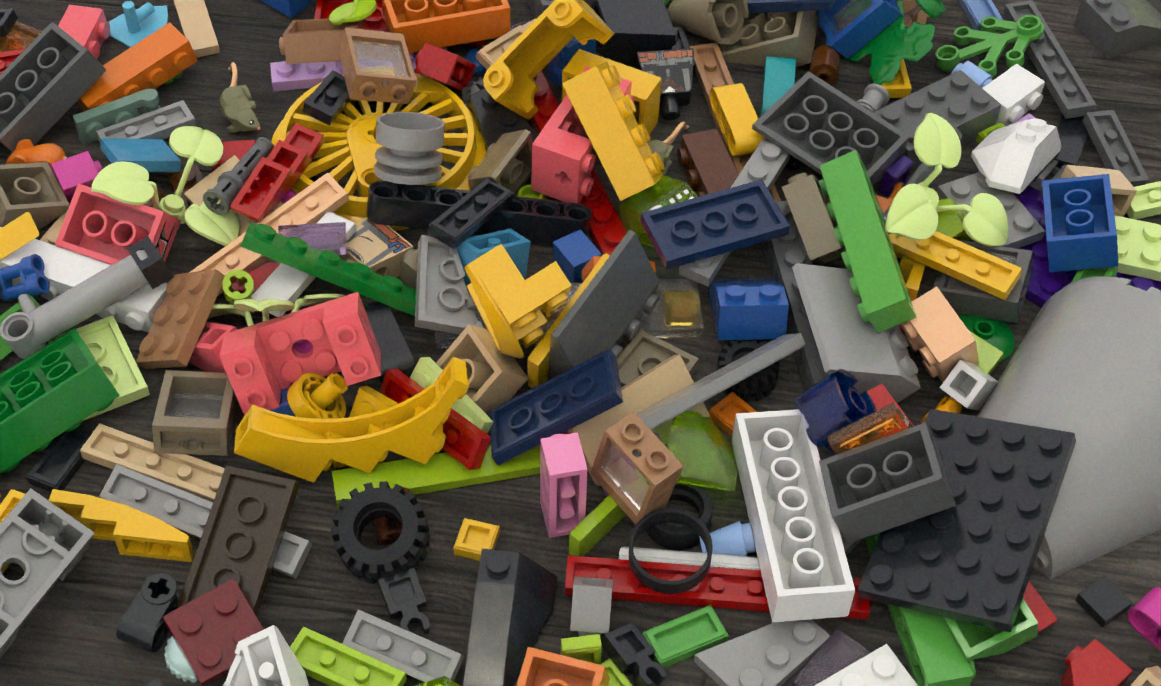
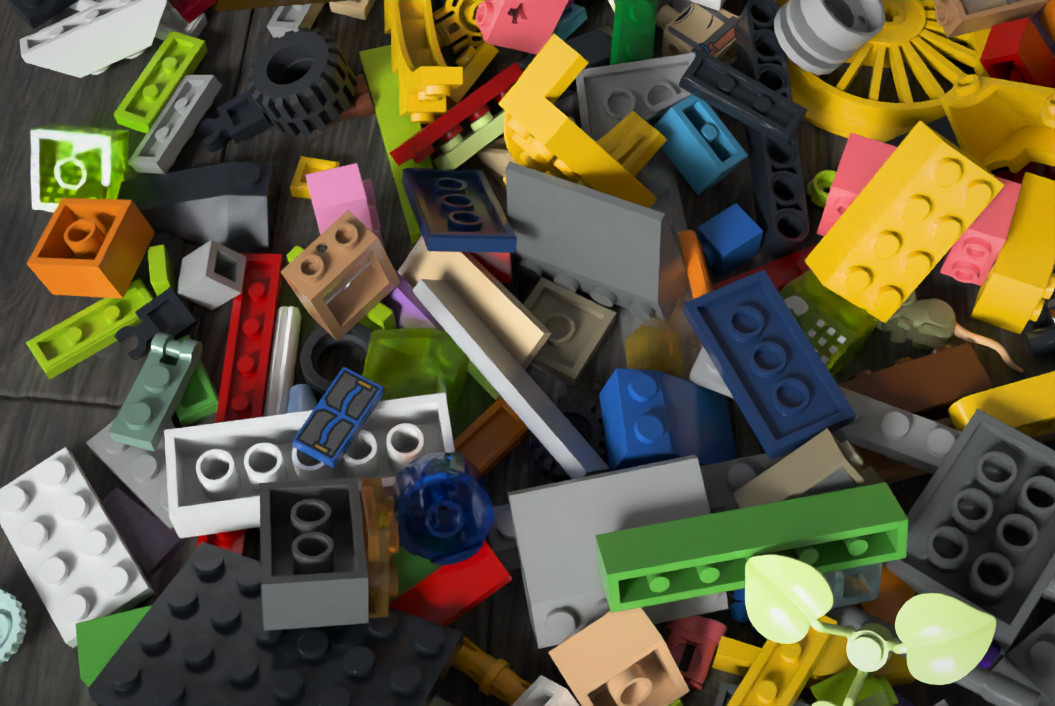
camera: 90 degrees right, 10 degrees up
(506, 162) = (829, 130): dark tan slope -> none
(678, 516) = (251, 312): black tyre -> none
(708, 643) = (156, 392): none -> sand green plate
(765, 474) = (338, 417): none -> tile

